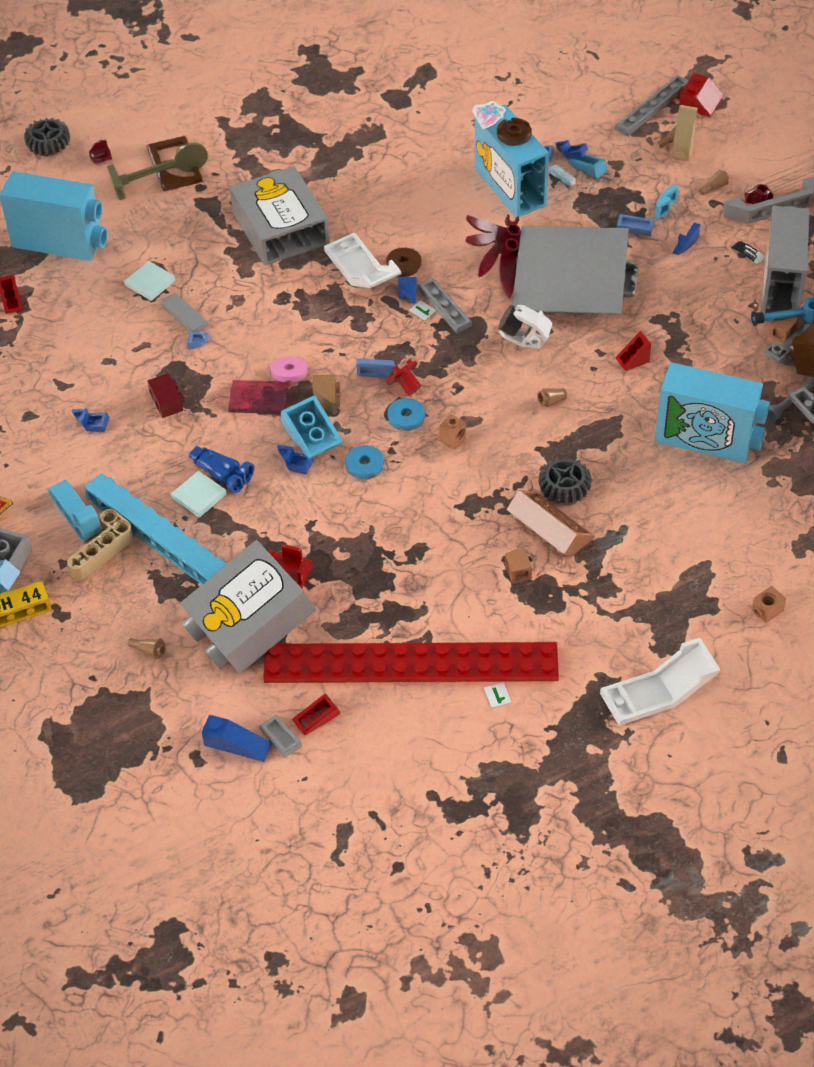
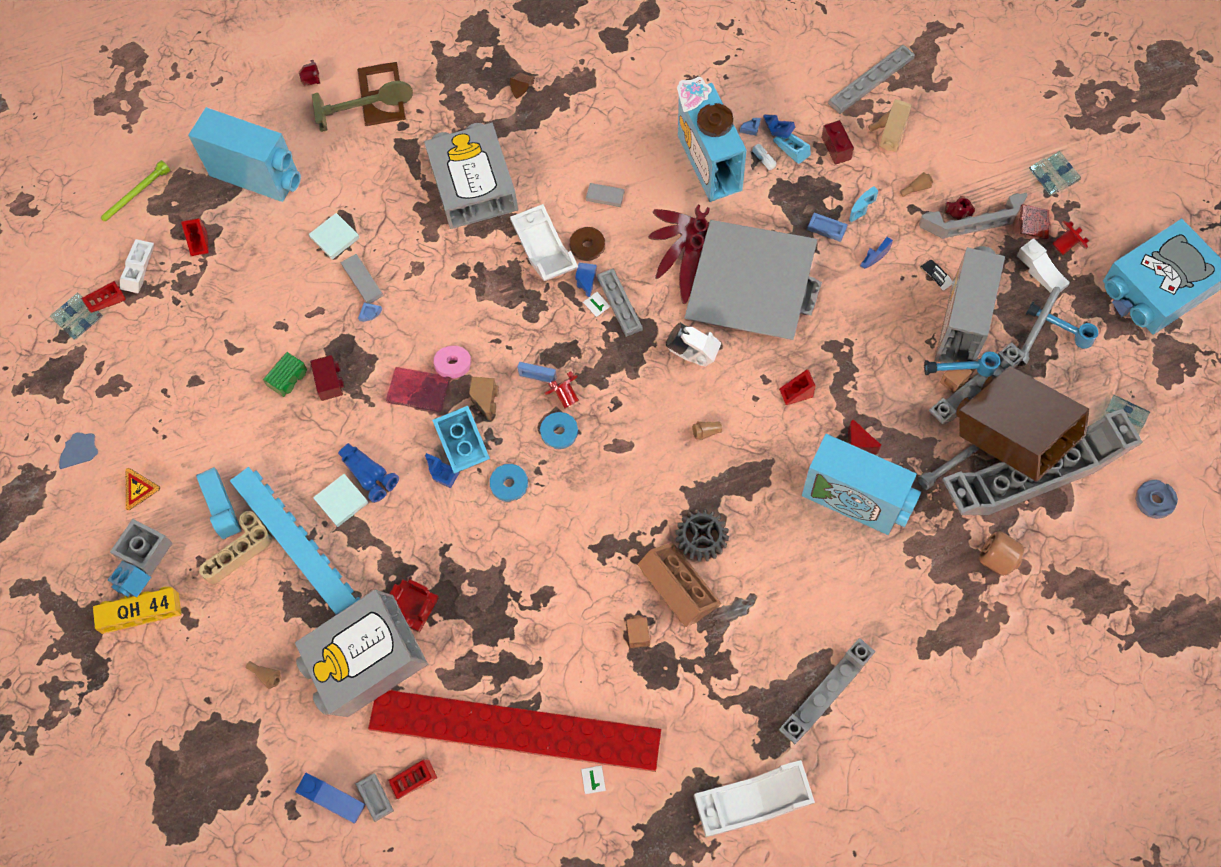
camera: 10 degrees right, 15 degrees up
(47, 136) = (261, 48): dark grey gear -> none
(91, 421) = (253, 397): blue slope -> none
(122, 397) = (285, 374): none -> green brick
(312, 141) = (520, 84): none -> reddish brown tile
(413, 221) = (605, 195): none -> light grey tile
(452, 431) = (600, 460): nougat brick -> none
(631, 155) = (837, 142): none -> dark red brick
(701, 94) = (922, 75): red slope -> none
(716, 589) = (827, 691): none -> light grey slope
(768, 604) = (886, 710): nougat brick -> none

